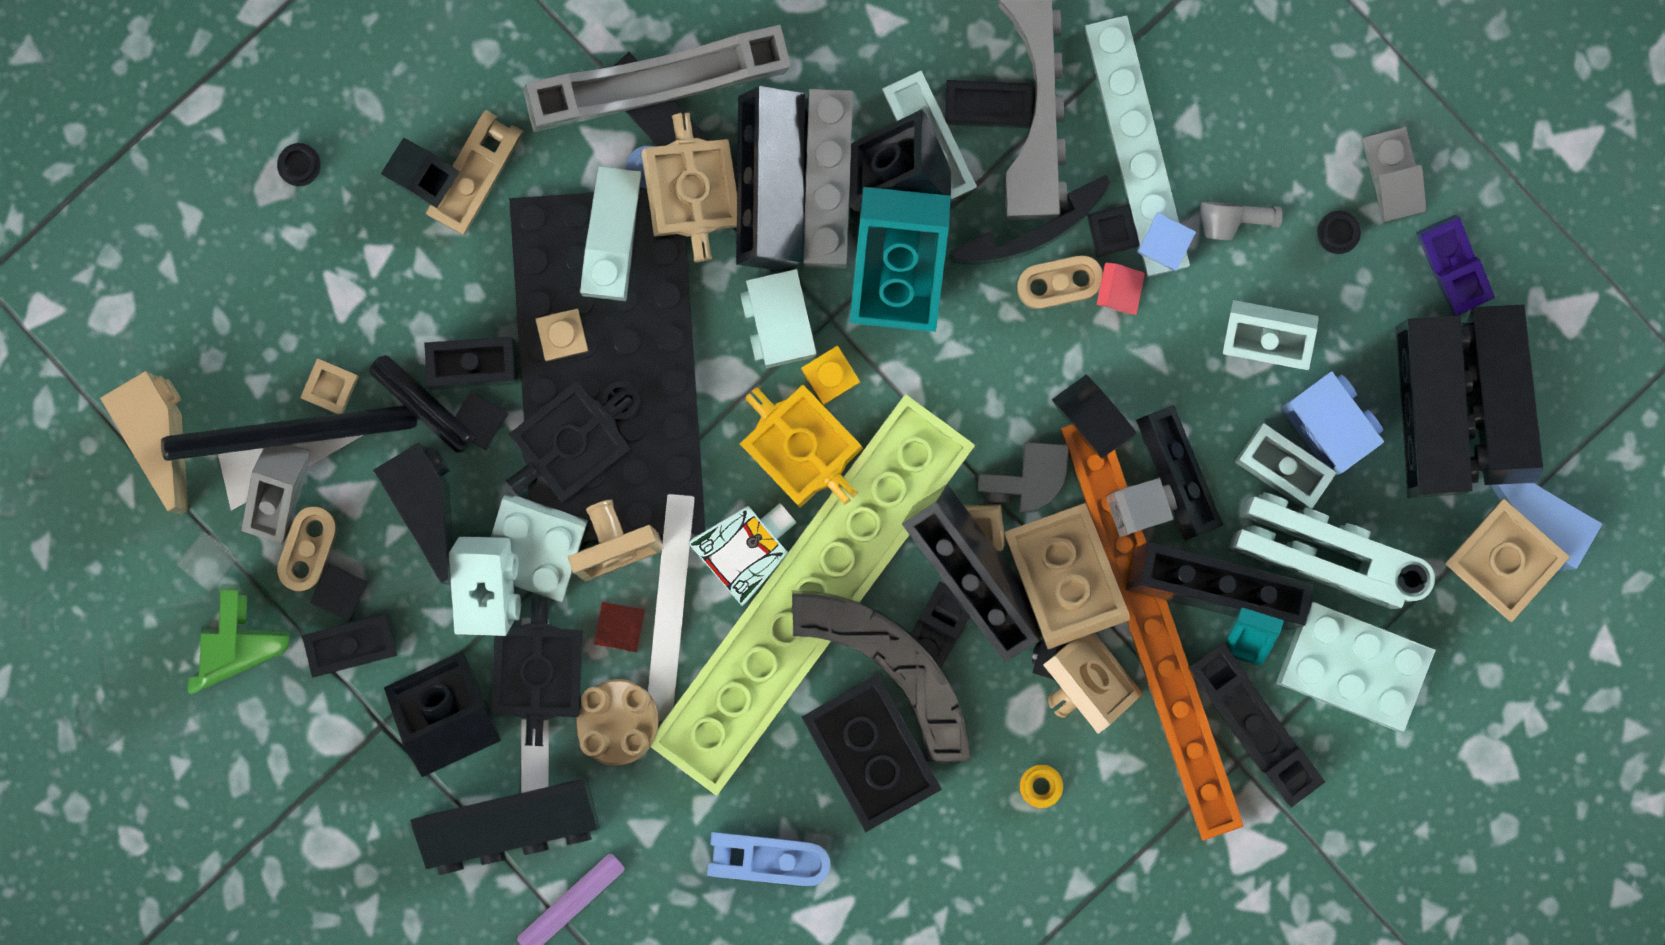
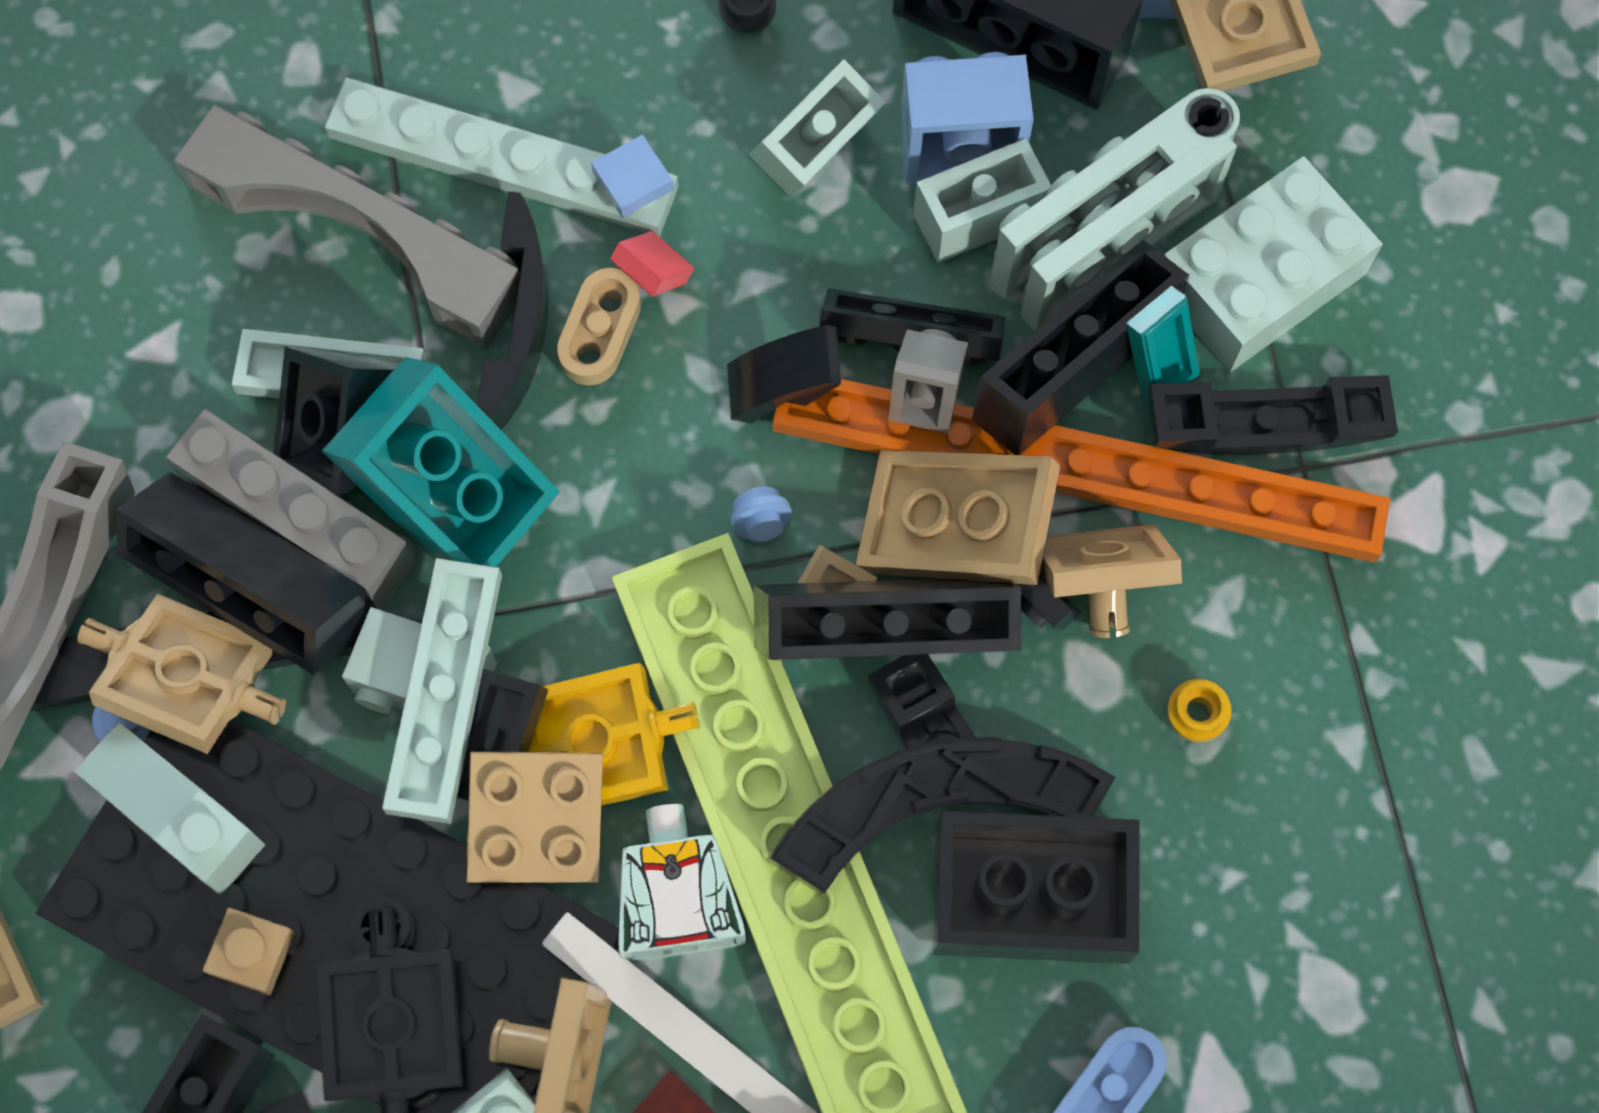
camera: 55 degrees left, 15 degrees down
(734, 445) = (534, 817): none -> tan hinge
(764, 393) = (502, 719): none -> black plate
(772, 347) = (442, 691): none -> light aqua plate
(830, 375) = (531, 652): yellow plate -> none
(988, 104) = (338, 284): black tile -> none
(999, 456) = (760, 514): none -> light blue plate
(1040, 480) = (819, 489): dark grey brick -> none
(1113, 230) = (580, 237): black tile -> none
(1223, 219) = (647, 107): light grey bar -> none

